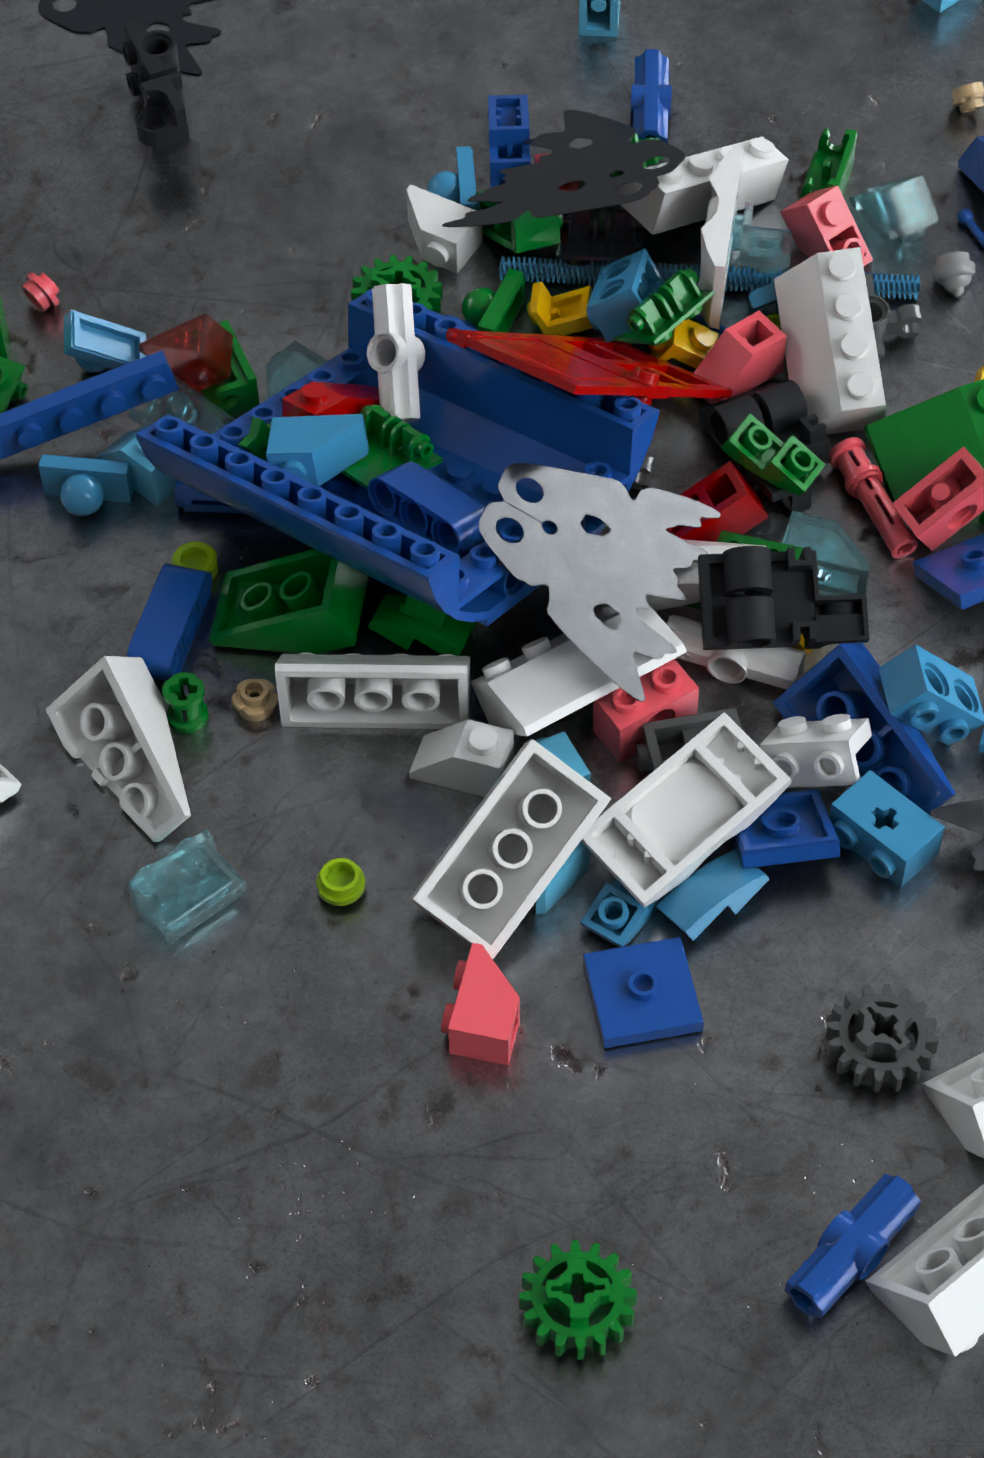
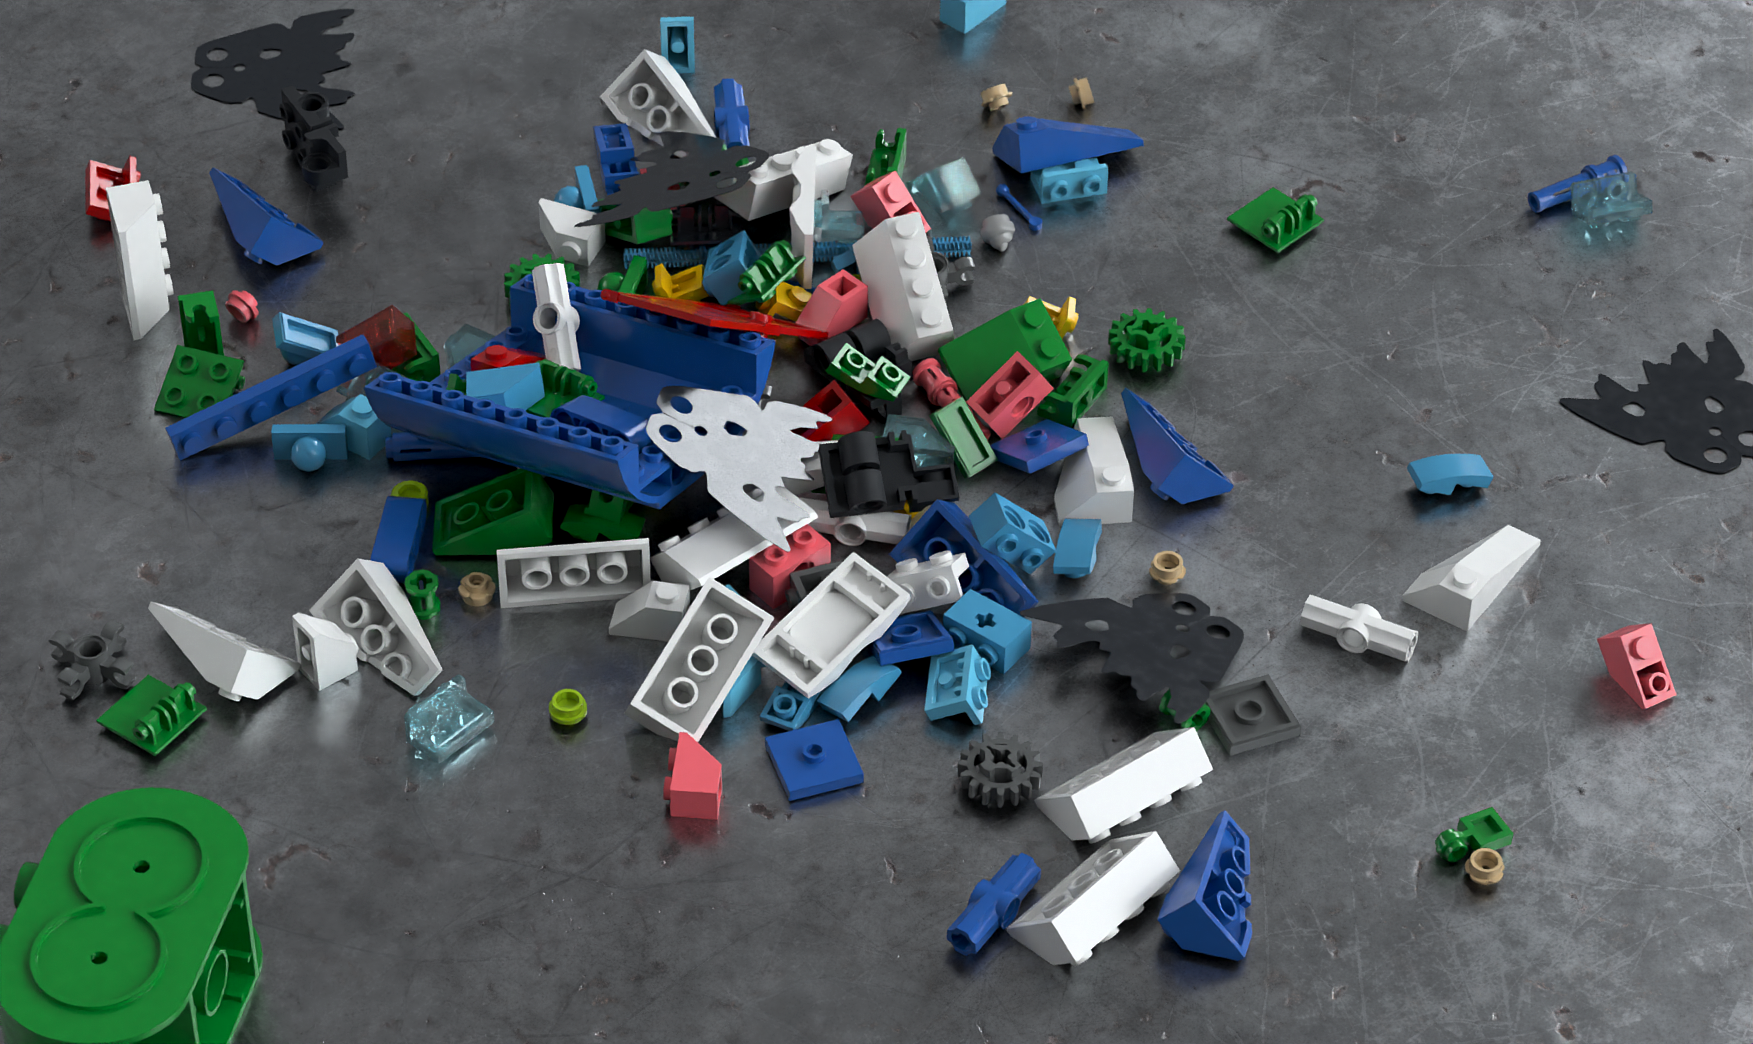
camera: 10 degrees left, 10 degrees down
(50, 771) = (323, 650): none -> white slope
(80, 189) = (259, 225): none -> blue wedge
(565, 69) = (655, 100): none -> white wedge
(602, 1298) = (793, 957): green gear -> none
(839, 904) = (957, 684): none -> medium azure bracket
(885, 548) = (962, 431): none -> tile

